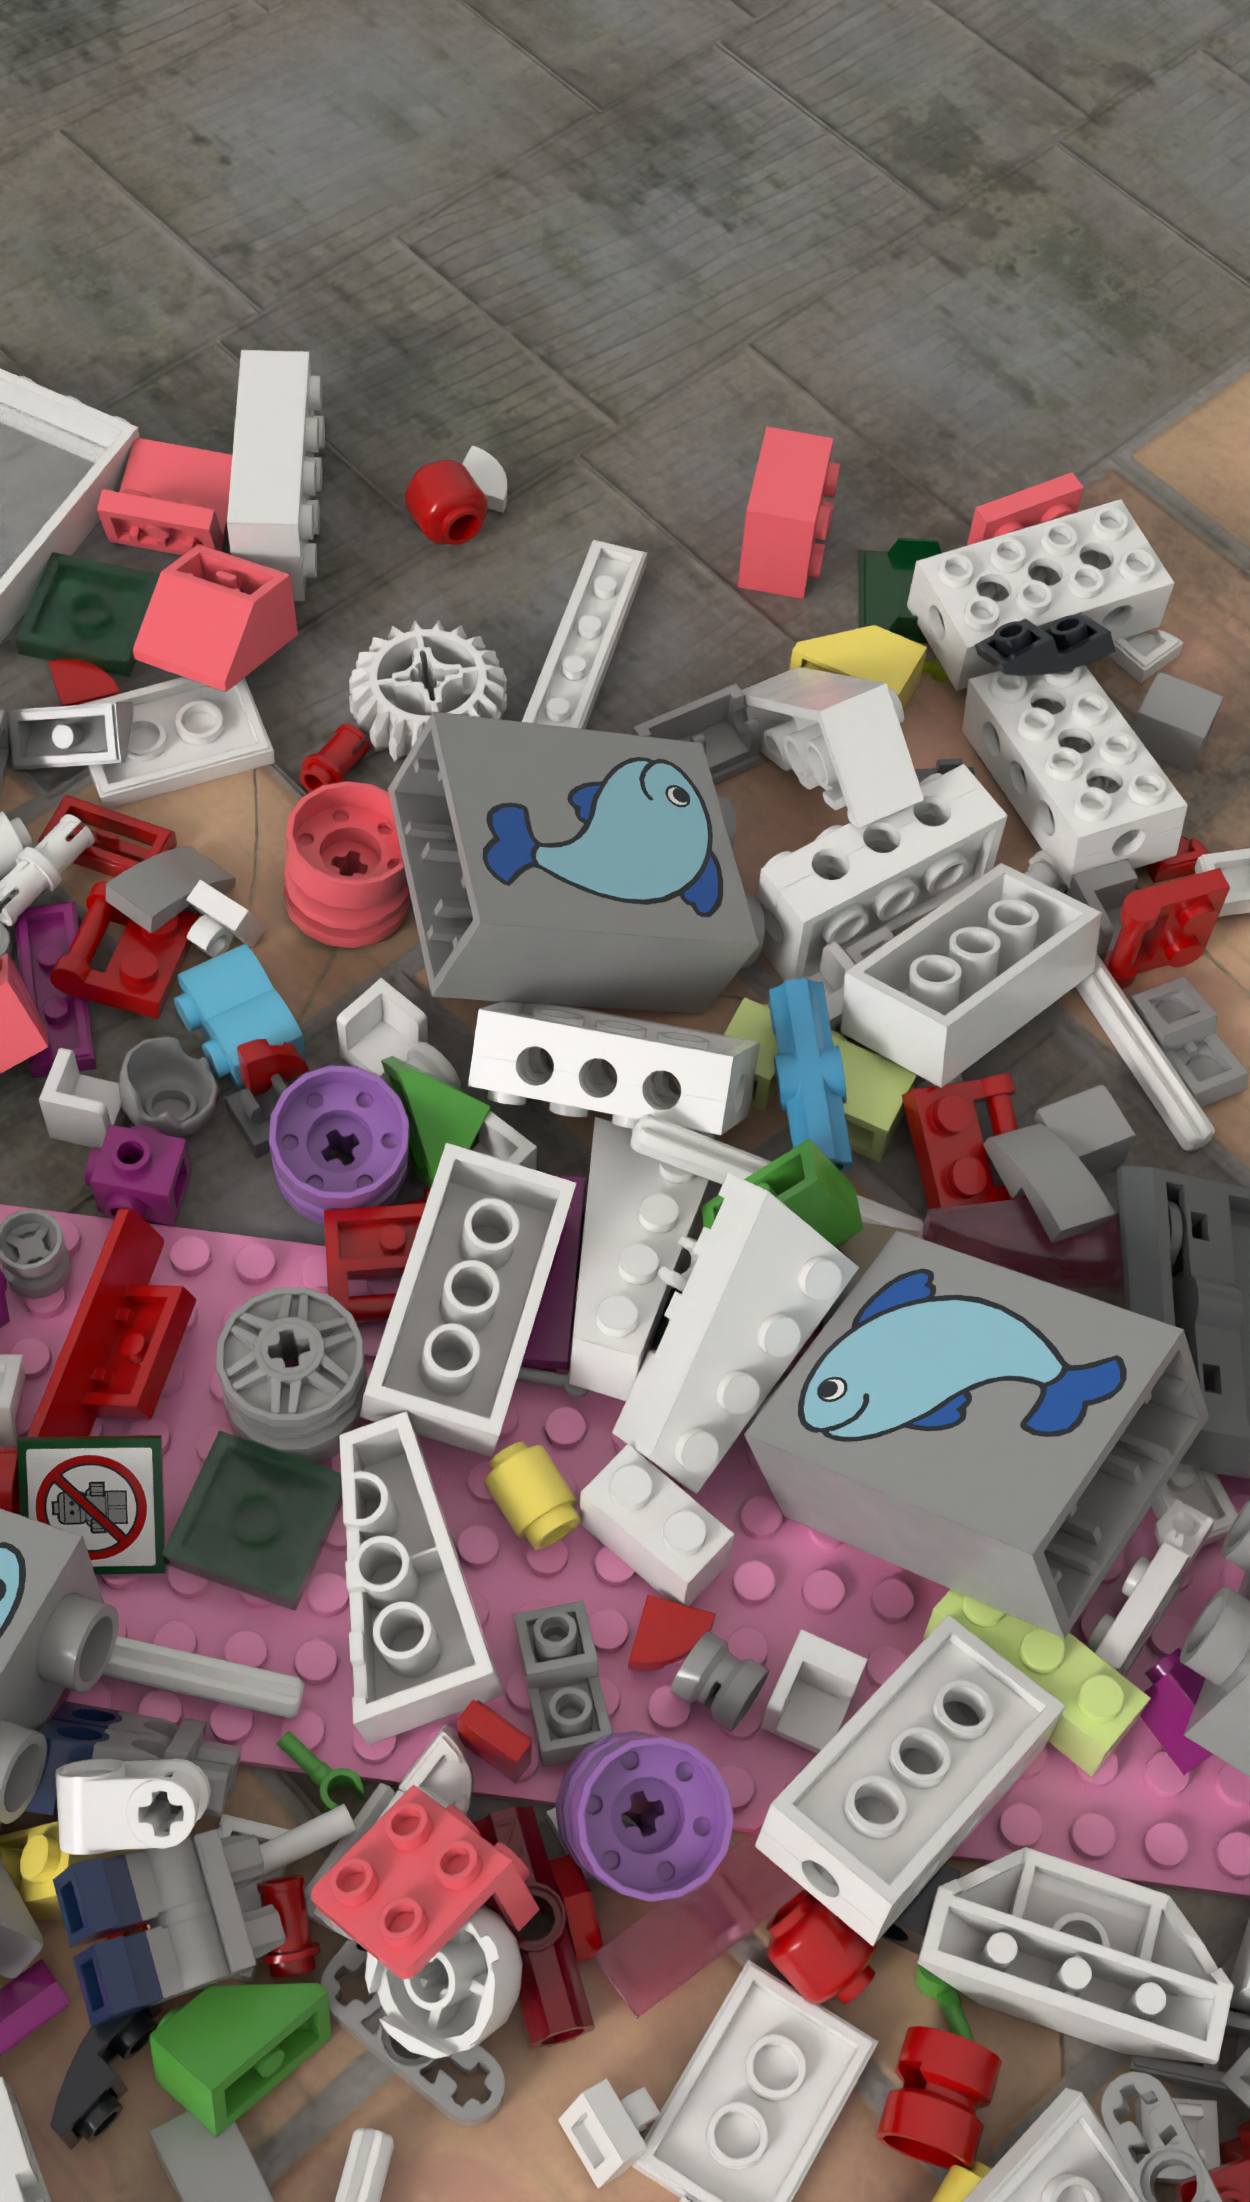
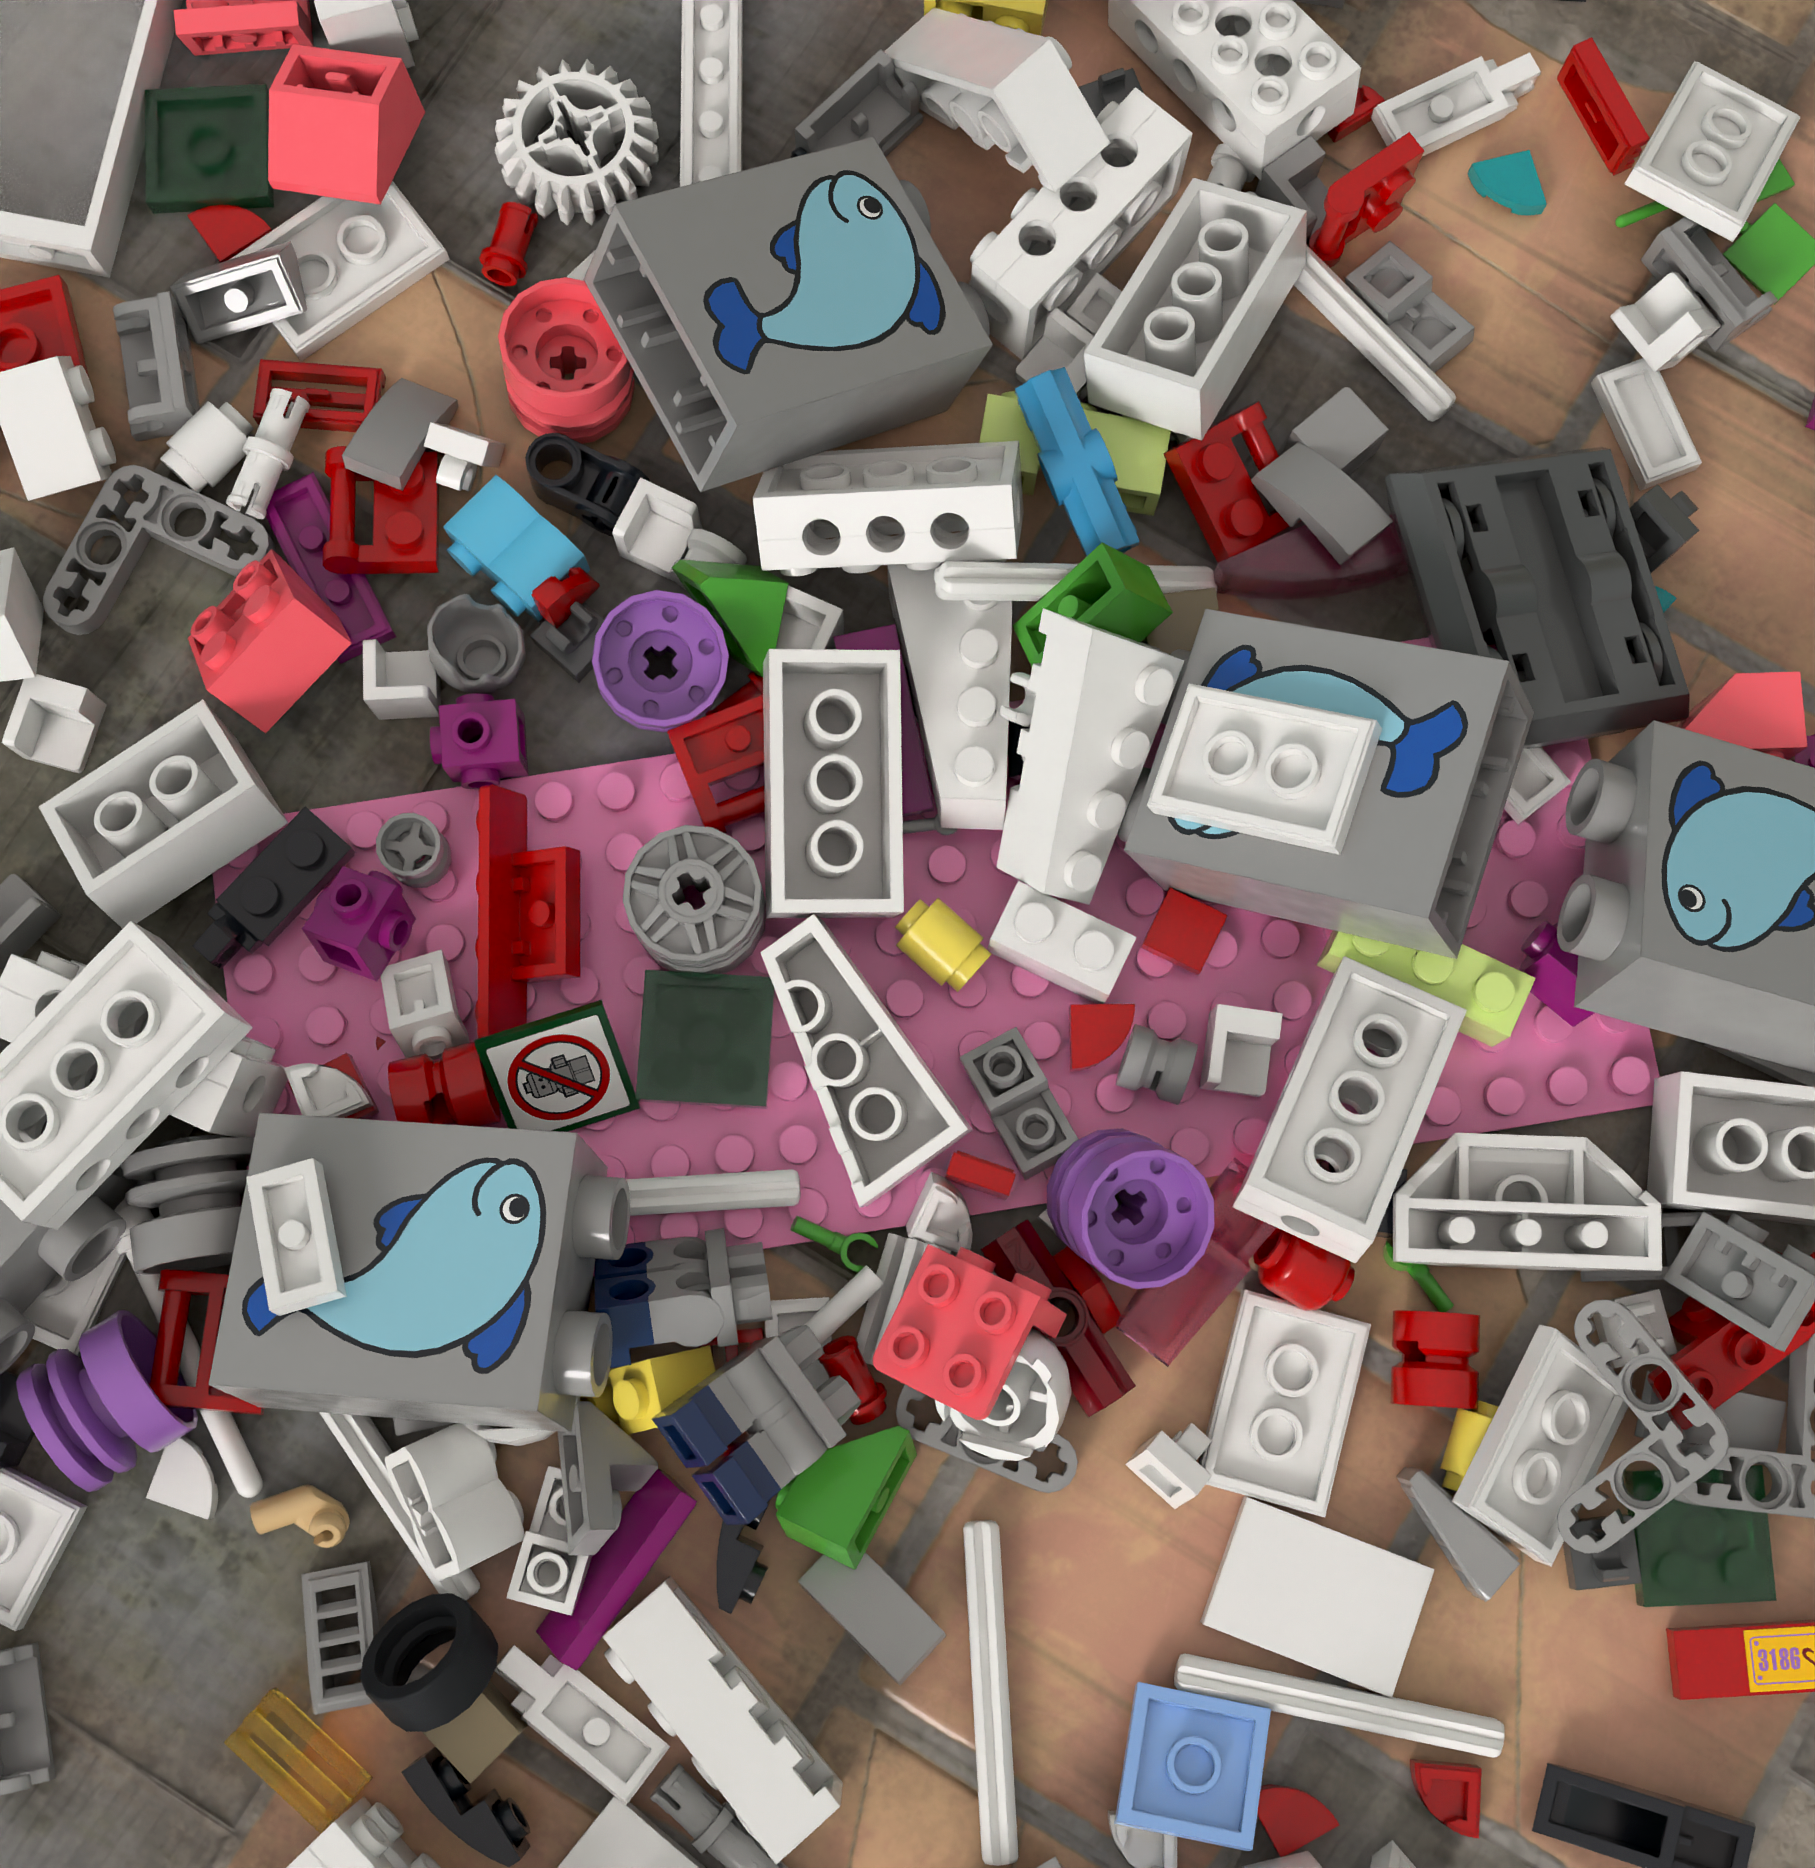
camera: 15 degrees left, 20 degrees up
(115, 1806) = (692, 1345): white piece -> none
(328, 981) = (593, 488): none -> black piece
(790, 1558) = (1184, 931): none -> red tile
(909, 1381) = (1265, 768): none -> white tile
(1151, 1586) = (1507, 870): white hinge -> none

